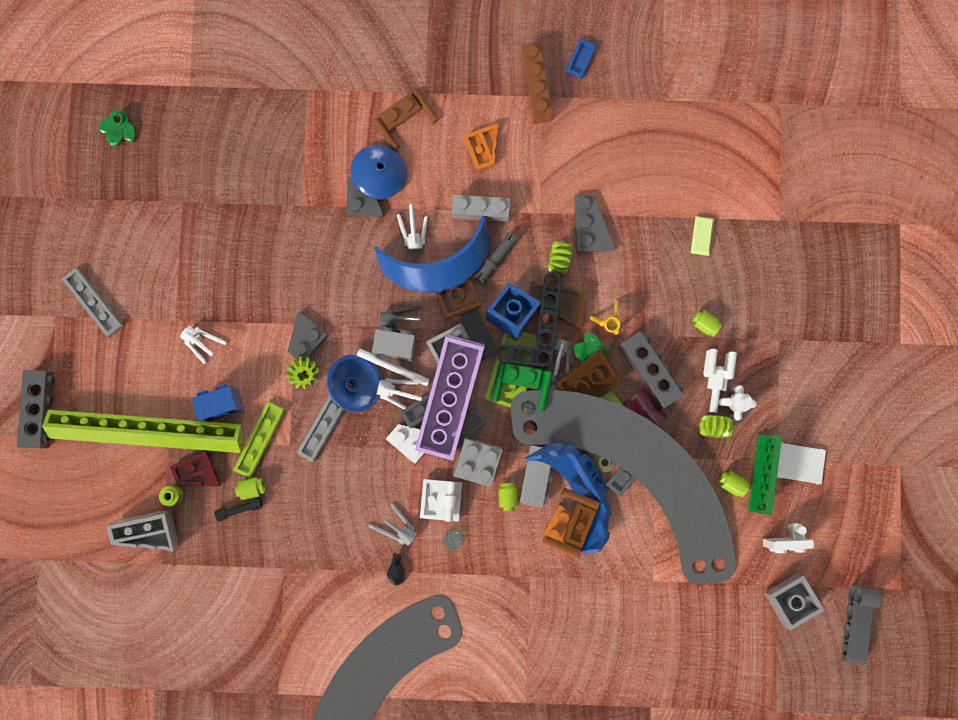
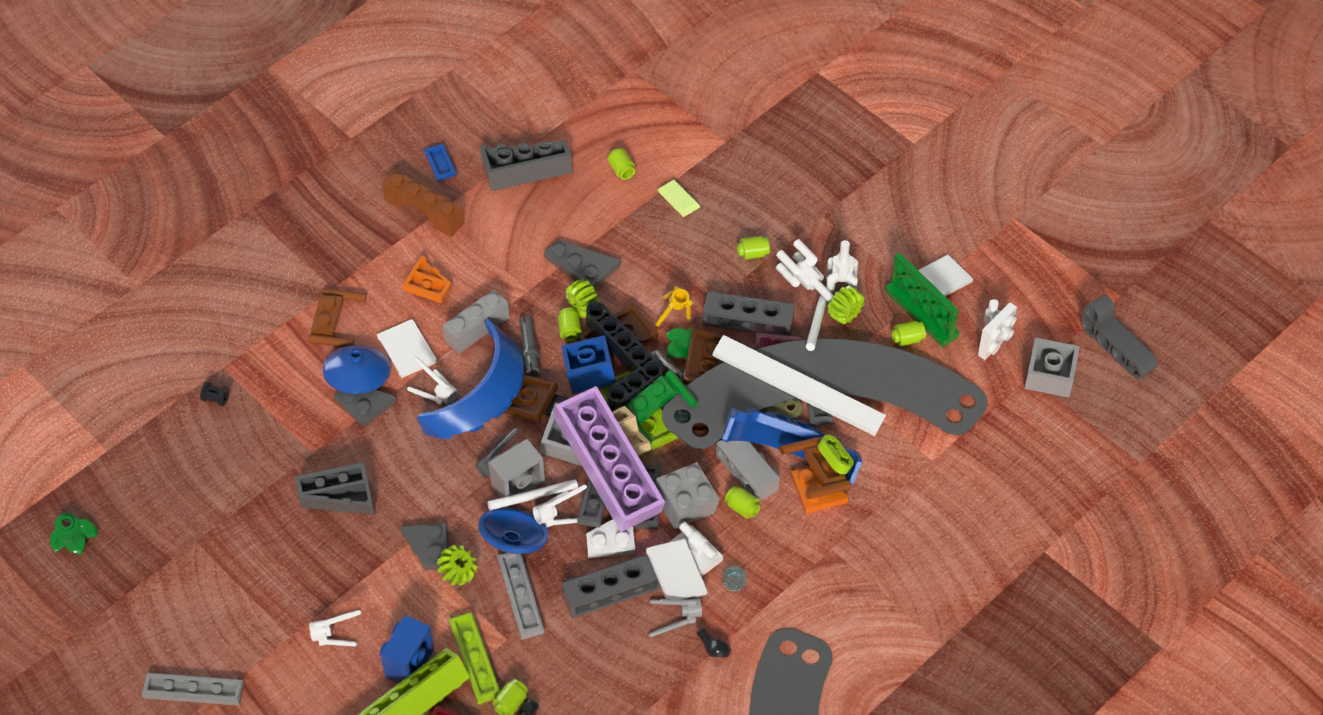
camera: 50 degrees left, 30 degrees down
(281, 107) = (214, 394): none -> black bush
(285, 252) = (336, 490): none -> dark grey wedge
(347, 466) = (606, 595): none -> dark grey brick
(418, 507) = (676, 570): none -> white piece
(425, 184) = (405, 343): none -> white piece
(483, 387) = (629, 425): none -> tan brick
(534, 267) = (569, 324): none -> lime brick
(592, 527) = (835, 454): none -> lime beam
(621, 457) = (799, 385): none -> white tile
(628, 114) = (524, 163): none -> dark grey wedge
(682, 422) = (816, 323): none -> white bar
(691, 174) = (621, 163): none -> lime brick

